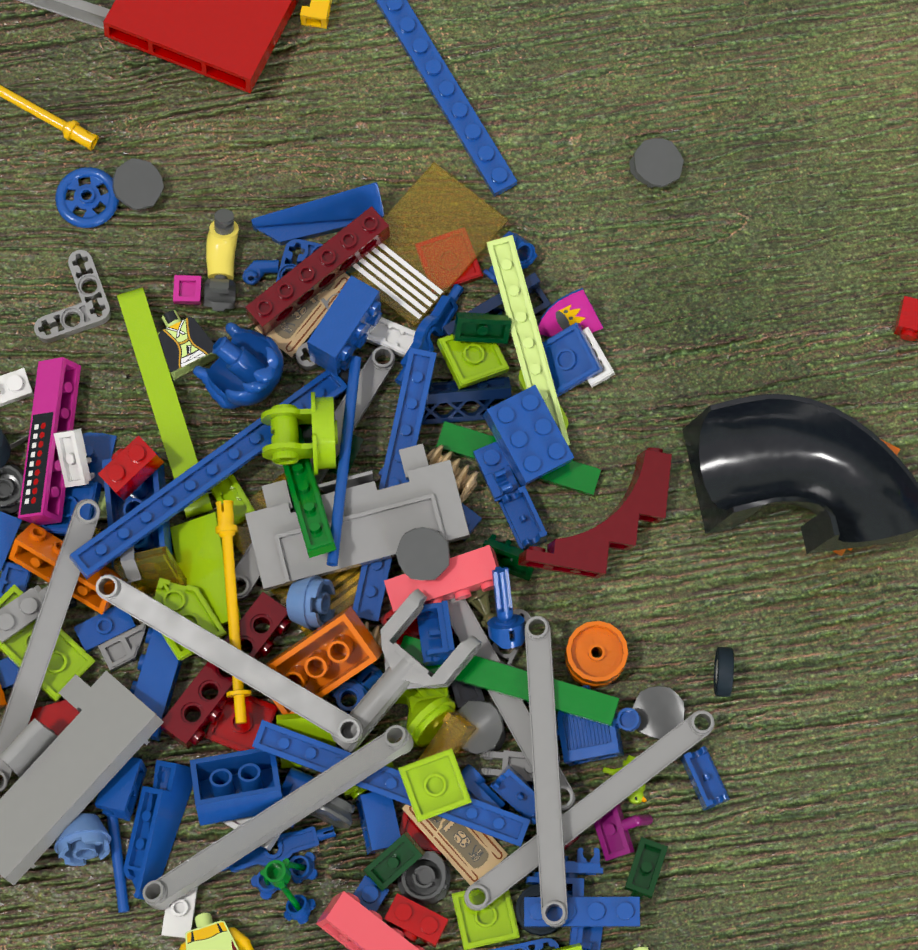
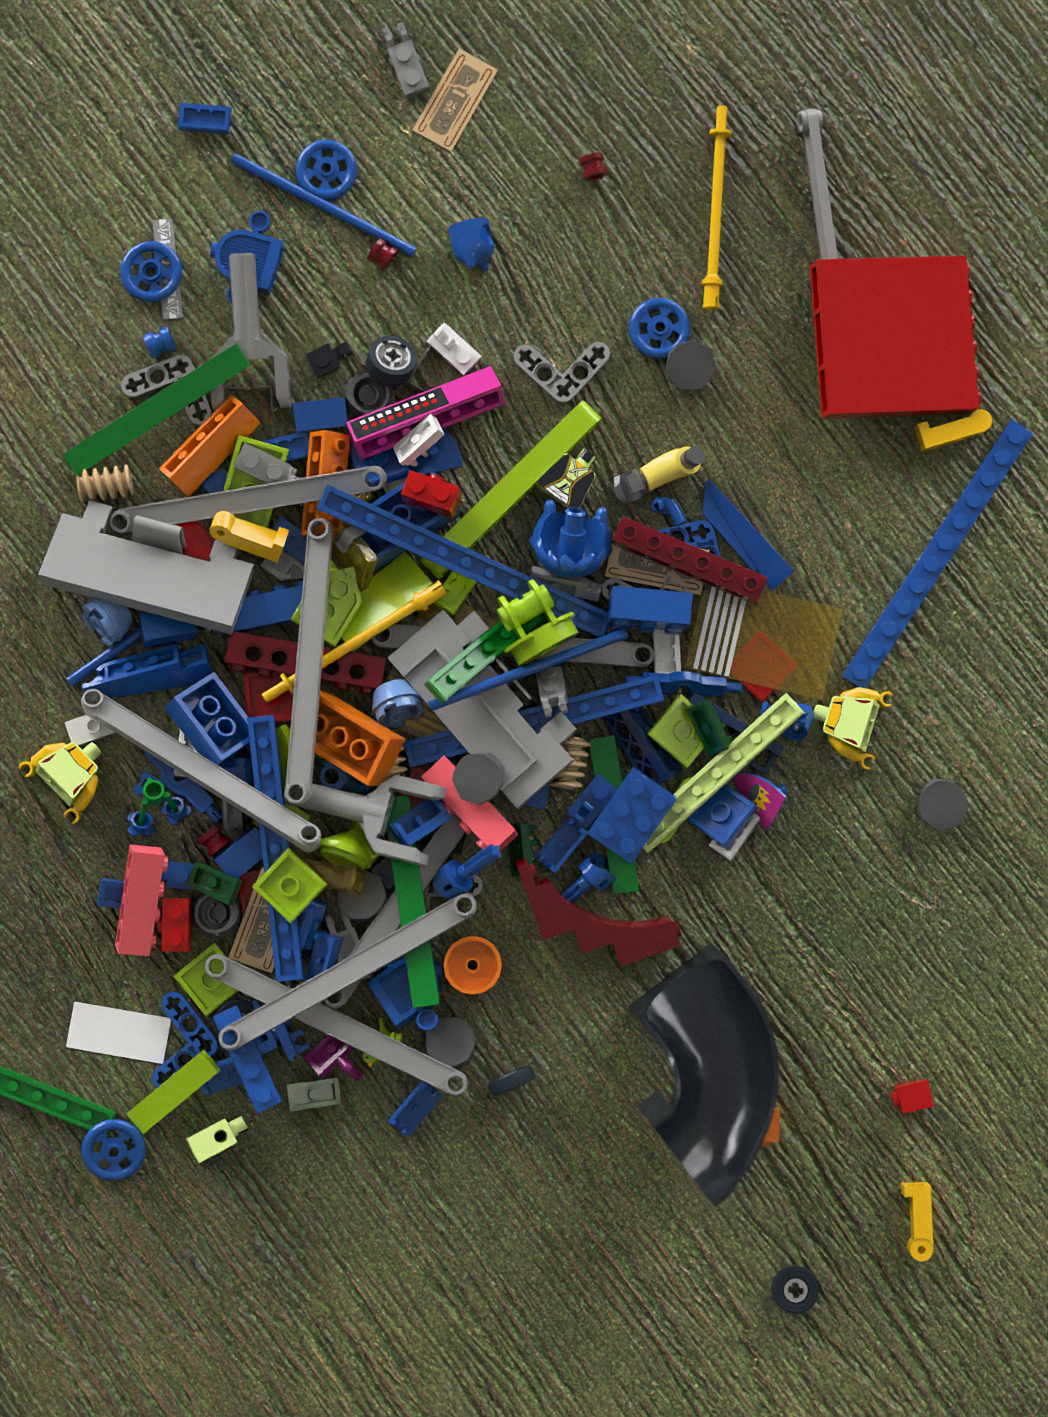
camera: 60 degrees right, 10 degrees up
(77, 661) = (248, 536): none -> yellow leg
(187, 289) = (619, 457): dark pink plate -> none
(288, 385) = (576, 587): none -> light grey hinge
(353, 844) = (214, 841): none -> dark red wheel
(374, 452) = (552, 689): none -> light grey hinge
(541, 204) = (851, 721): none -> torso
(567, 501) = (594, 875): none -> blue piece

